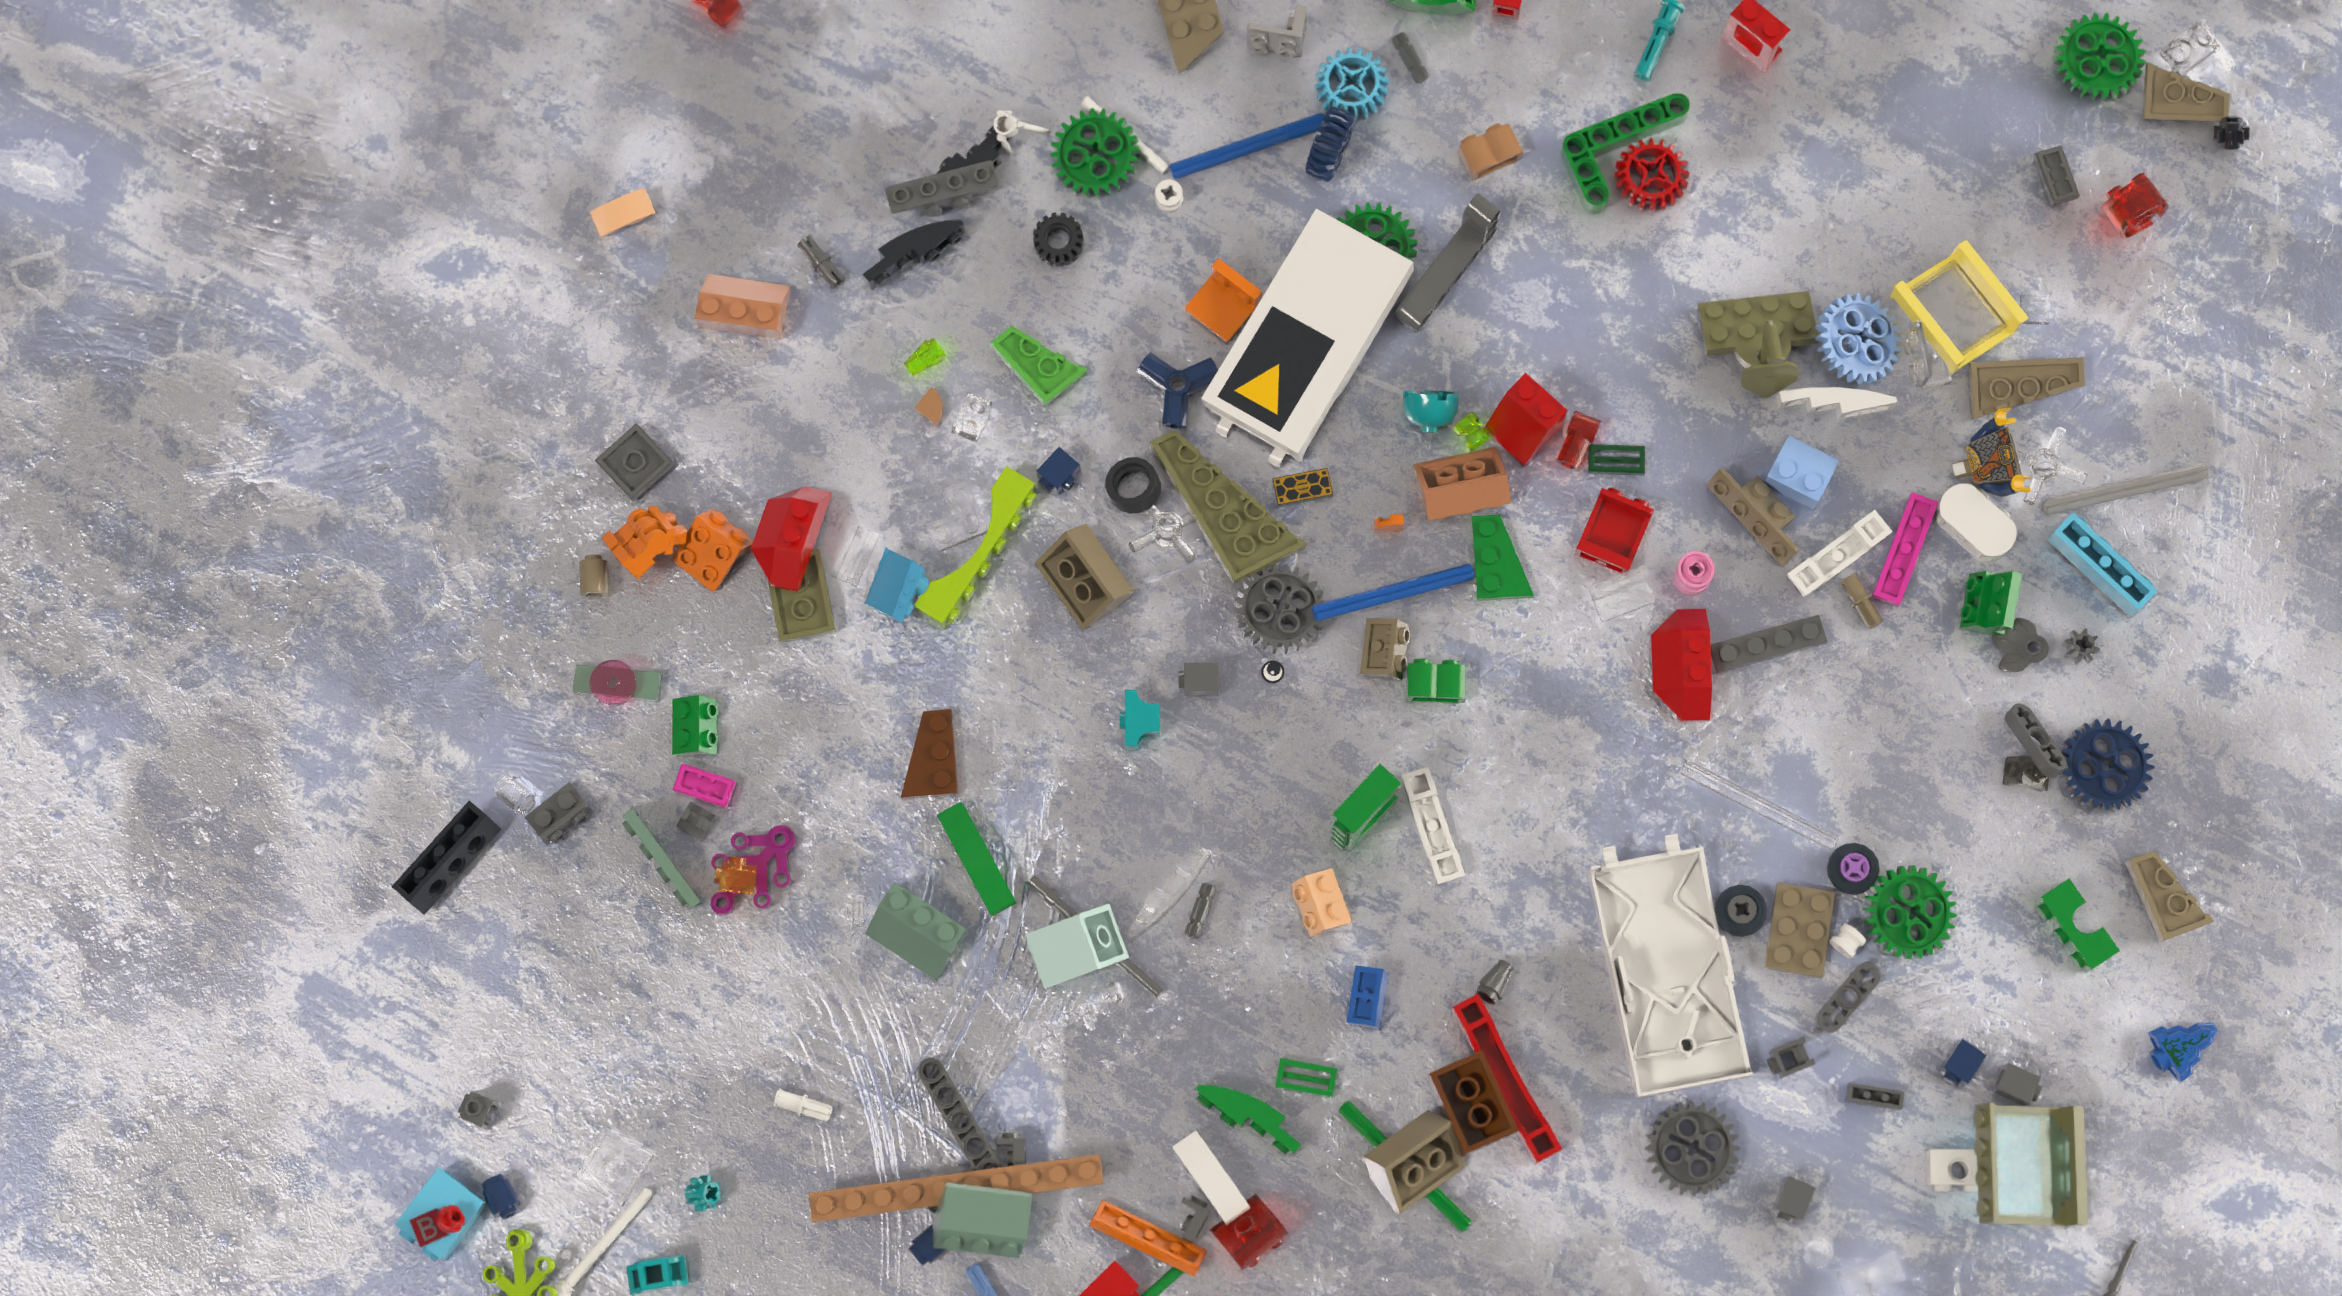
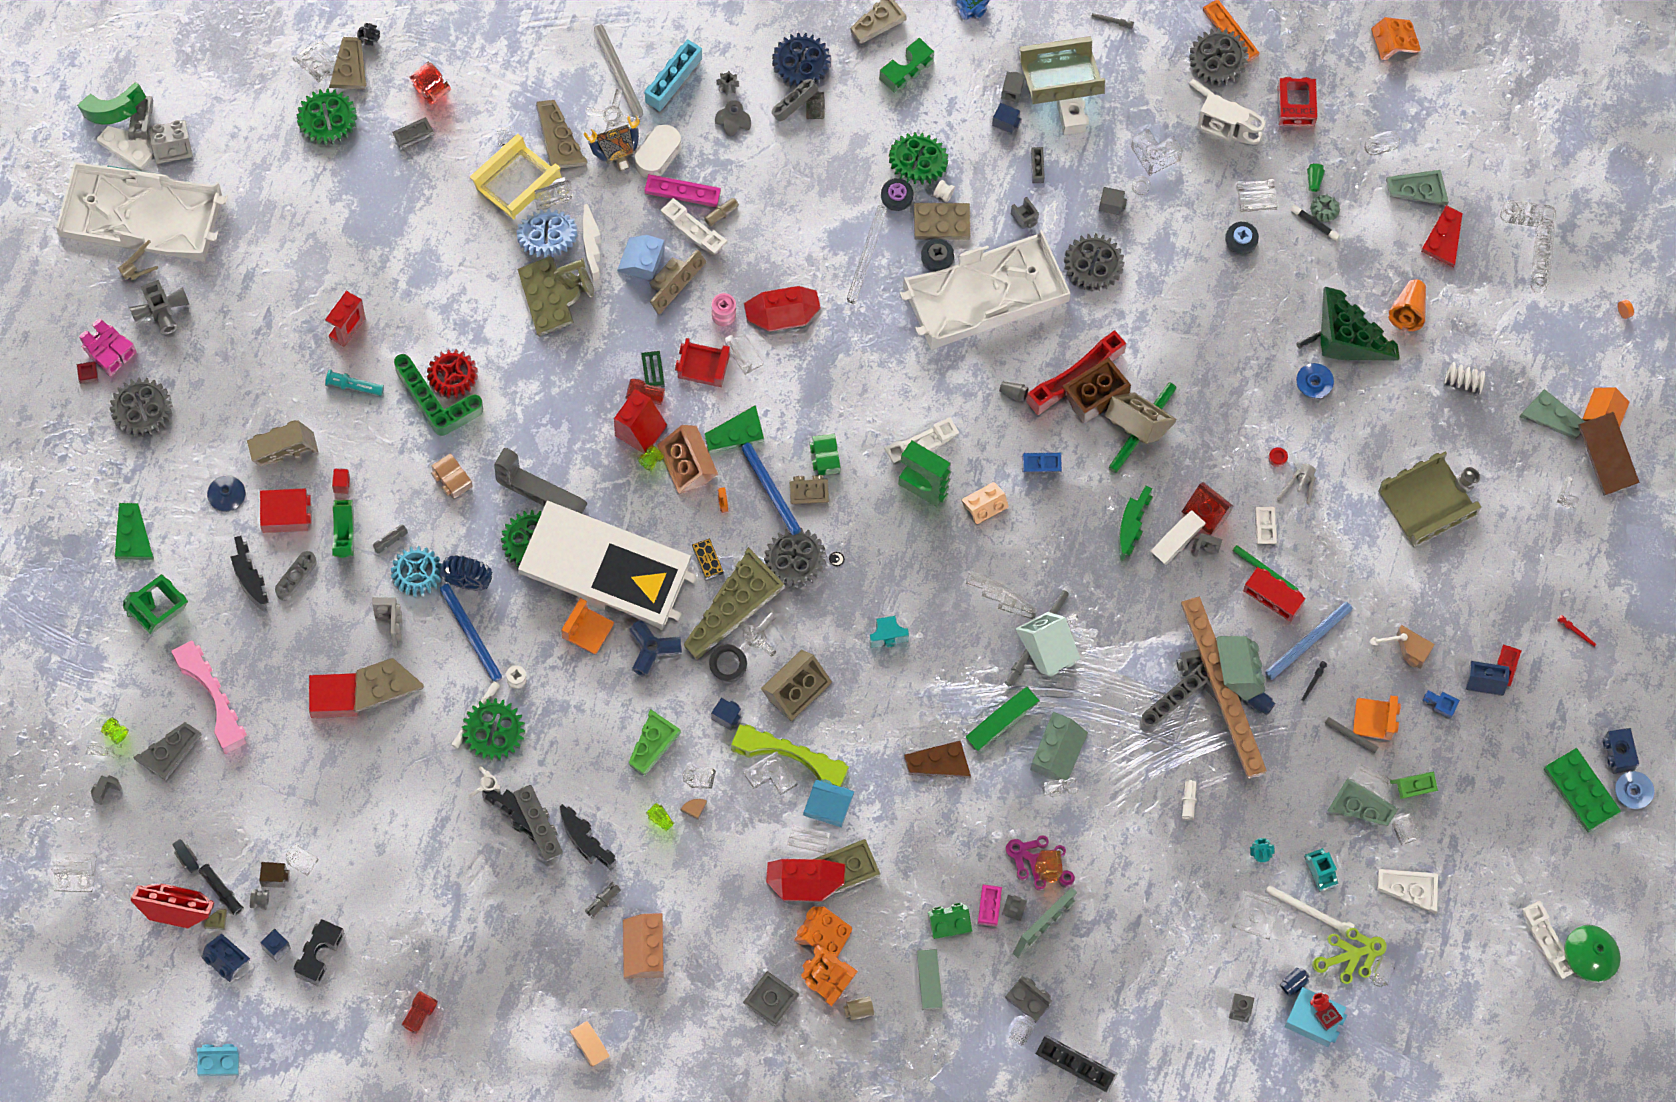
camera: 110 degrees left, 10 degrees down
(613, 670) = (931, 987): clear pink piece -> none
(1052, 224) = (555, 733): black tyre -> none
(1148, 1238) = (1224, 570): orange tile -> none
(1200, 679) = (852, 599): dark grey brick -> none
(1200, 910) = (1006, 575): dark grey axle -> none
(1304, 1089) = (1100, 508): green tile -> none
(1430, 408) = (639, 484): teal cylinder -> none
(1768, 644) = (759, 260): dark grey plate -> none
(1839, 1019) = (993, 190): dark grey beam -> none
(1990, 602) = (709, 134): green brick -> none

